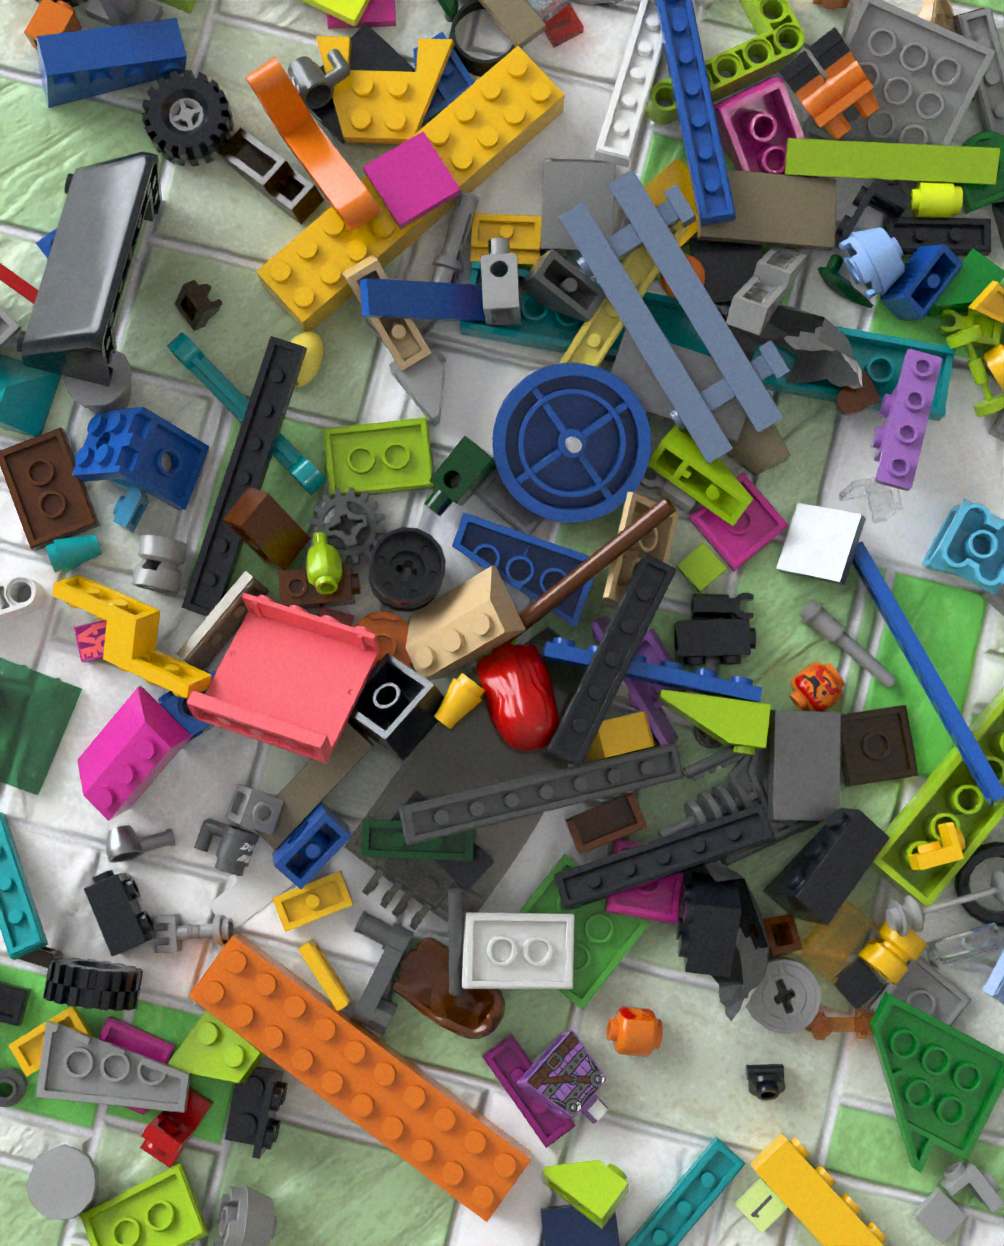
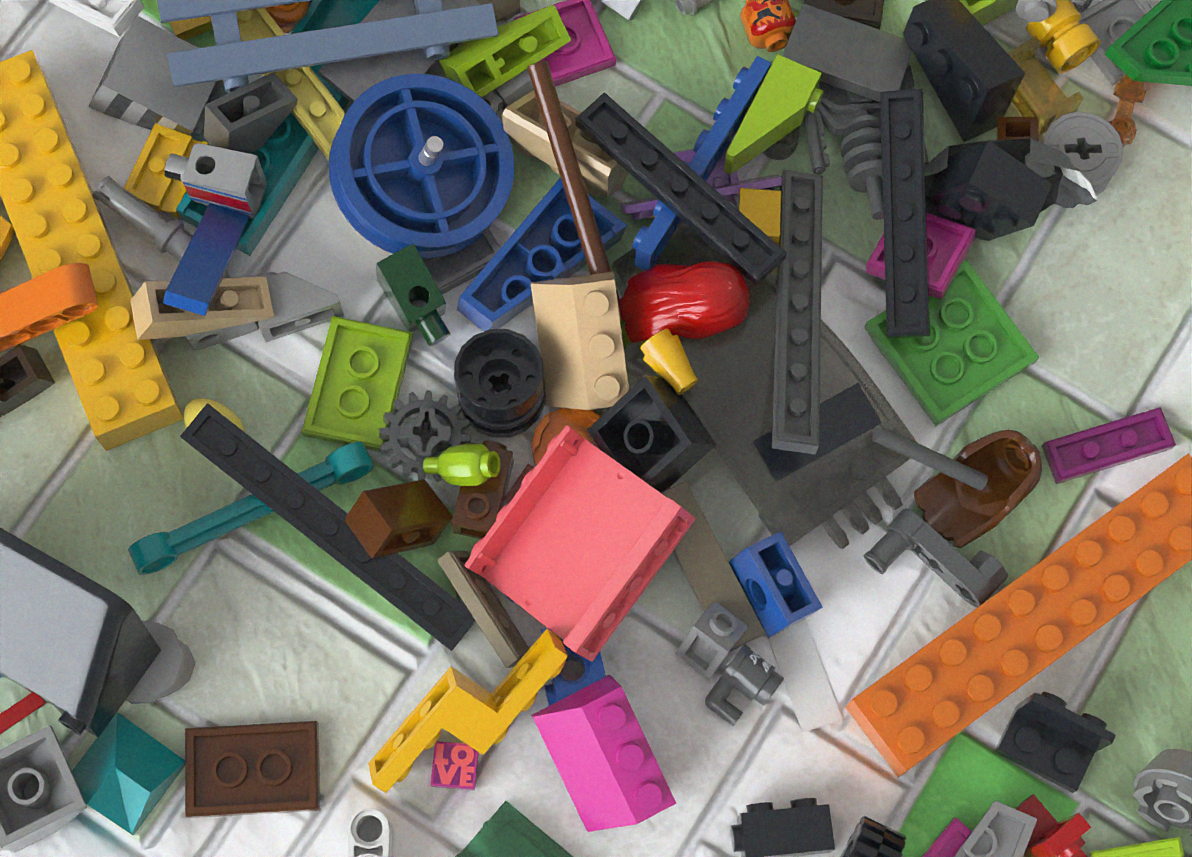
camera: 75 degrees left, 10 degrees down
(72, 552) = (340, 760): teal cone -> none
(125, 844) = (706, 802): flat silver bar -> none
(129, 508) = (276, 667): dark azure slope -> none
(131, 447) = (253, 638): blue bracket -> none
(159, 564) = (379, 652): light grey wheel -> none
(195, 304) = (101, 526): dark brown tile -> none
(216, 1052) = (975, 767): lime wing -> none
(220, 930) = (825, 777): light grey hinge -> none
(313, 901) = (839, 619): yellow plate -> none
(325, 974) = (923, 618): yellow tile -> none
(386, 840) = (804, 473): dark green plate -> none
(411, 180) = (62, 229): dark pink tile -> none
(518, 950) = (959, 397): white tile -> none
(566, 1079) = (1108, 396): torso -> none
(605, 823) = (846, 270): reddish brown panel -> none
(635, 1031) = (1077, 311): orange head -> none
(701, 567) = (595, 84): lime tile -> none
(713, 639) = (683, 102): black brick -> none
(719, 606) = (649, 87): black bar -> none
(765, 1080) = (1162, 203): black plate -> none
(857, 983) = (1089, 81): black tile -> none

